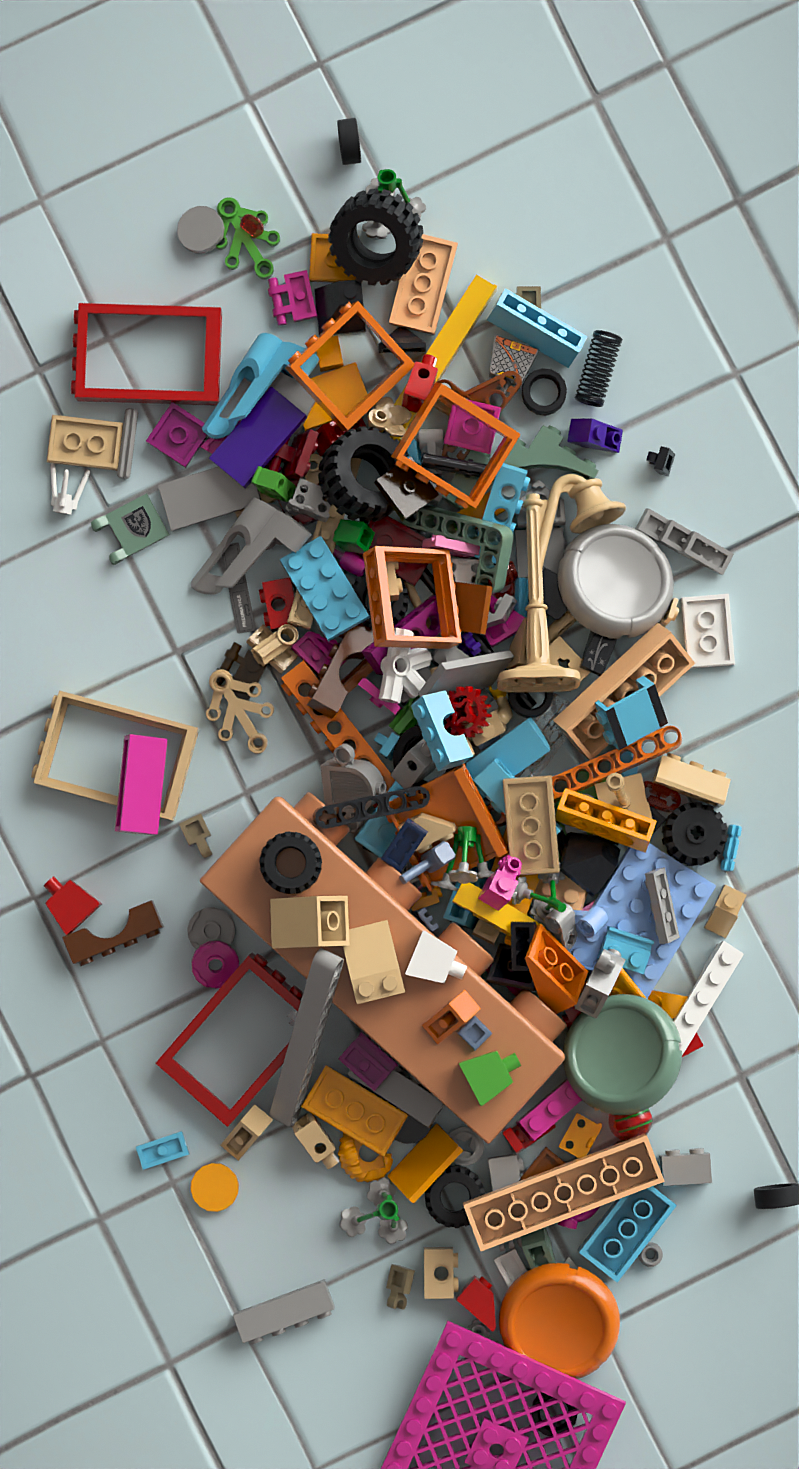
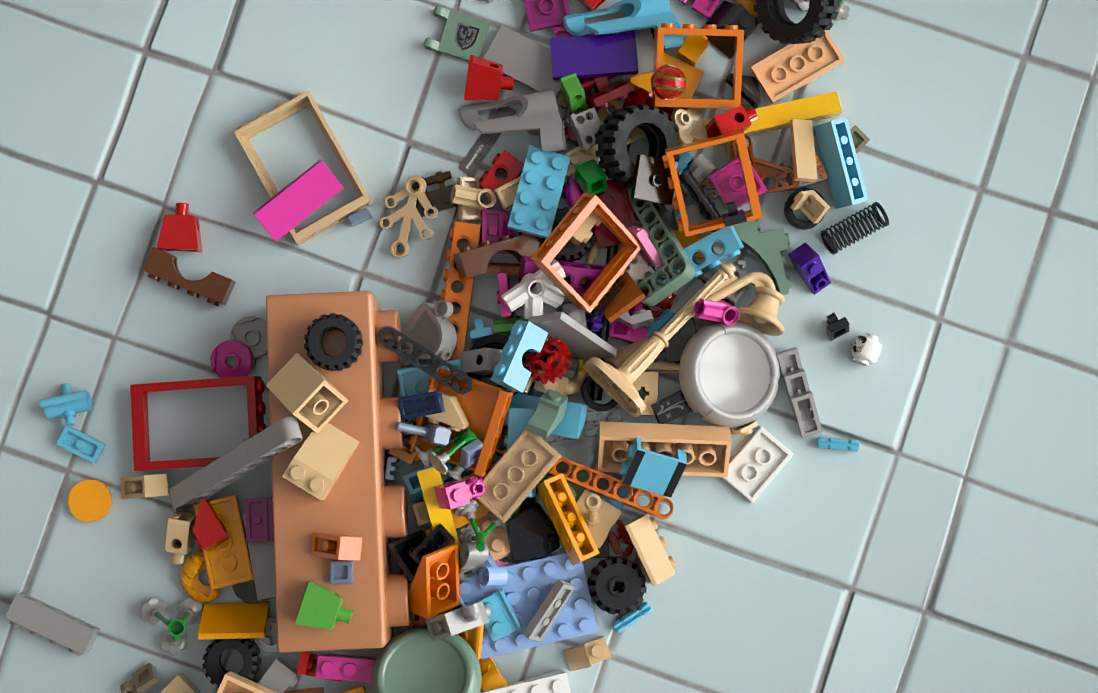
camera: 40 degrees right, 0 degrees up
(120, 1130) = (67, 404): none -> medium azure pin
(190, 542) = (485, 80): none -> red torso
(196, 832) = (304, 265): dark tan plate -> none
(200, 749) = (359, 217): none -> sand blue tile
(333, 1110) = (208, 527): none -> red slope
(341, 401) = (668, 82): none -> clear red helmet
(434, 960) = (362, 498): white torso -> none
(463, 616) = (610, 301): none -> black piece
(480, 844) = (471, 453): none -> sand blue tile
(497, 348) = (803, 150): none -> tan tile
(498, 454) = (733, 216): none -> black tile
(508, 753) = (548, 414): none -> sand green arch
(546, 385) = (811, 205): none -> tan bracket
(557, 542) = (716, 311): none -> dark pink piece
(702, 455) = (866, 349): none -> white head
(755, 551) = (838, 444): none -> medium azure axle

